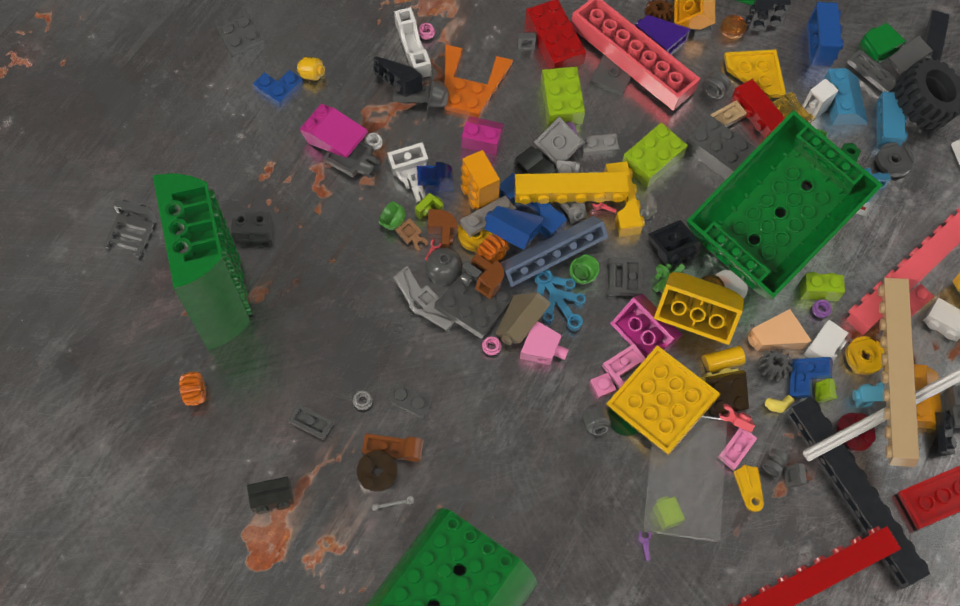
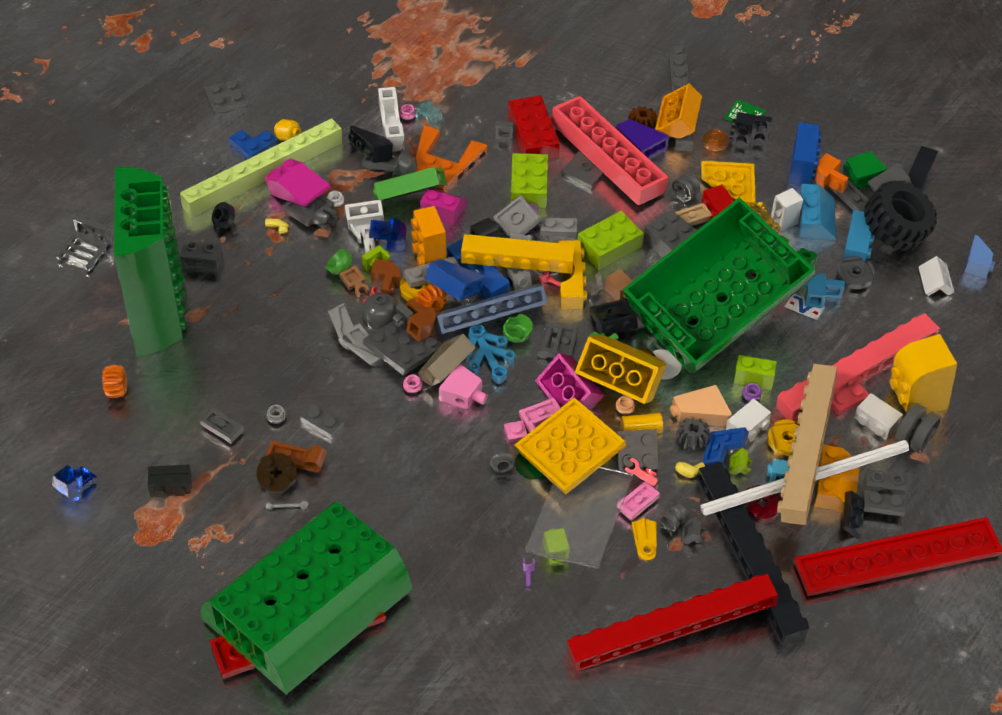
camera: 10 degrees right, 15 degrees down
(172, 515) = (73, 482): none -> clear blue brick
(265, 177) = (223, 215): none -> black plate
(292, 116) = (253, 170): none -> yellowish green brick
(322, 177) = (277, 223): none -> light yellow arm
(447, 117) = (410, 183): none -> bright green slope
(448, 28) = (430, 111): none -> clear light blue bracket
(673, 206) = (615, 283): none -> medium nougat brick
(702, 342) = (625, 405): none -> light nougat plate
(852, 56) = (828, 174): none -> orange brick

